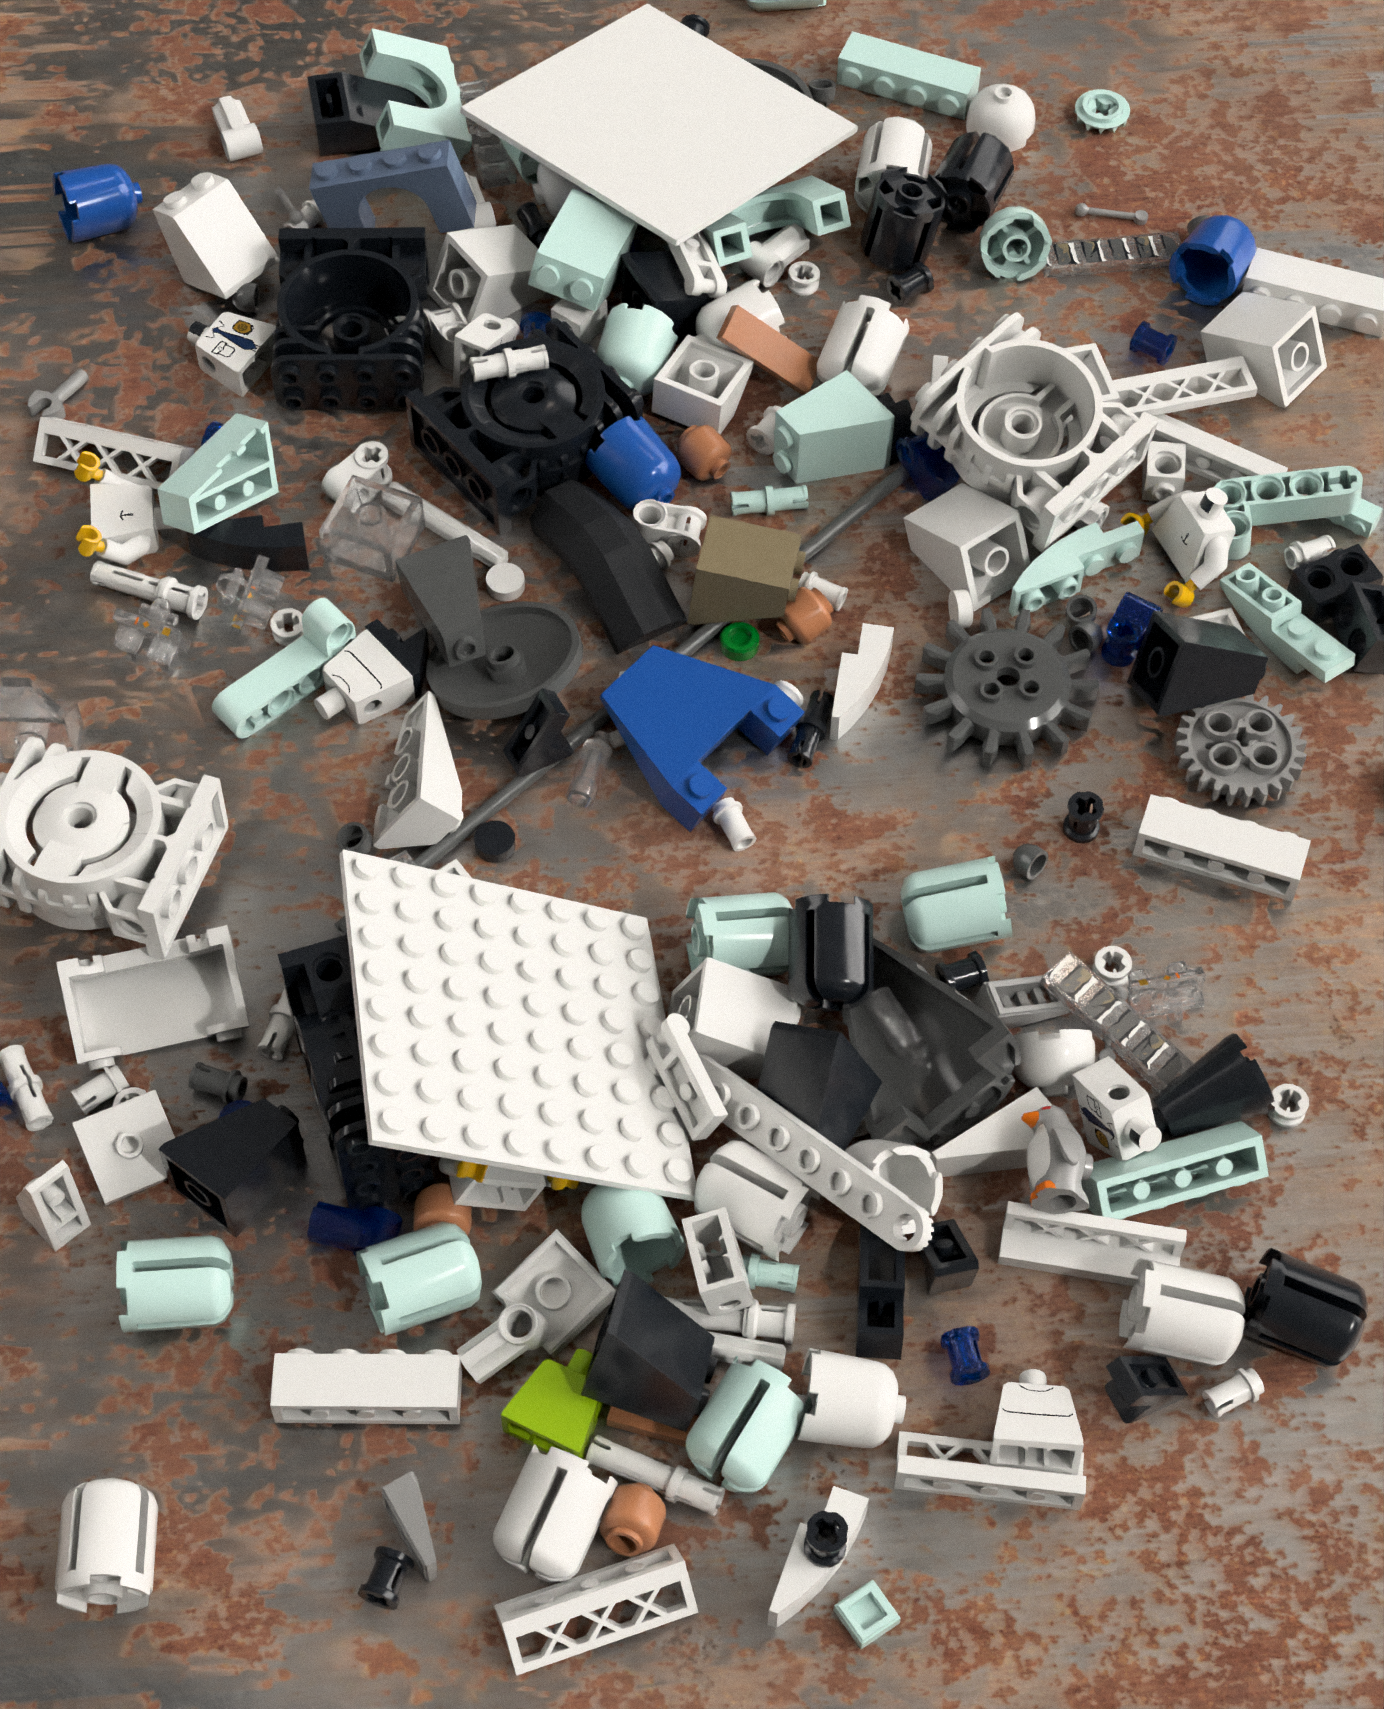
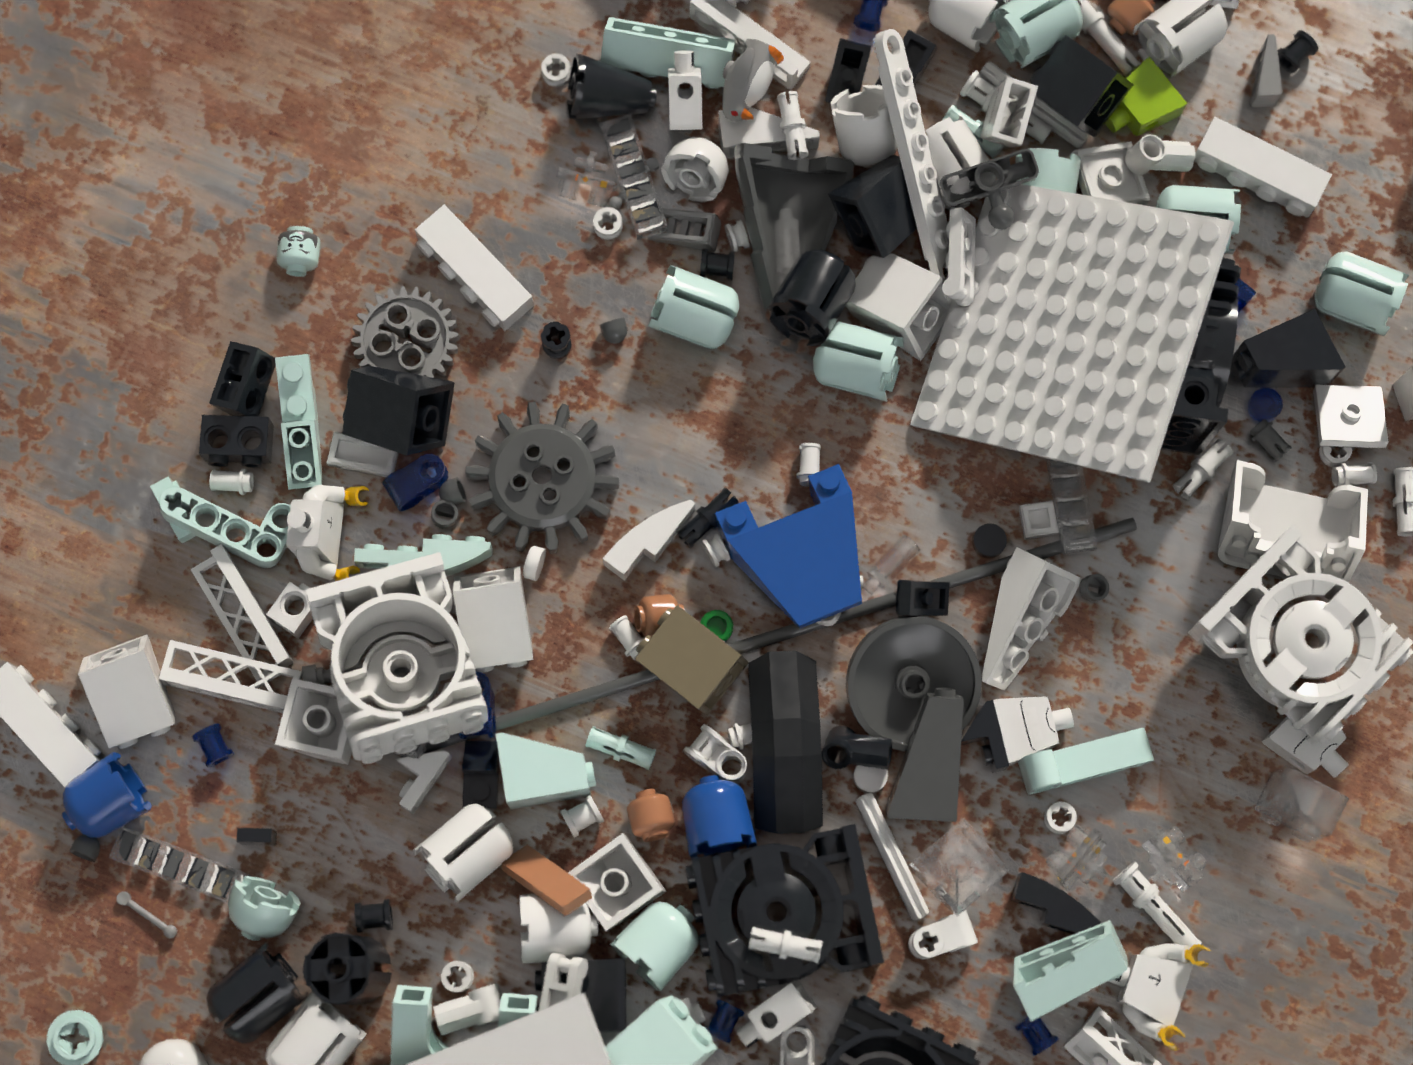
camera: 155 degrees left, 20 degrees up
(542, 581) = (856, 750): none -> black piece
(695, 1156) = (1000, 215): none -> dark grey piece
(971, 1139) = (792, 125): none -> white pin
(1059, 294) = (256, 836): none -> black tile

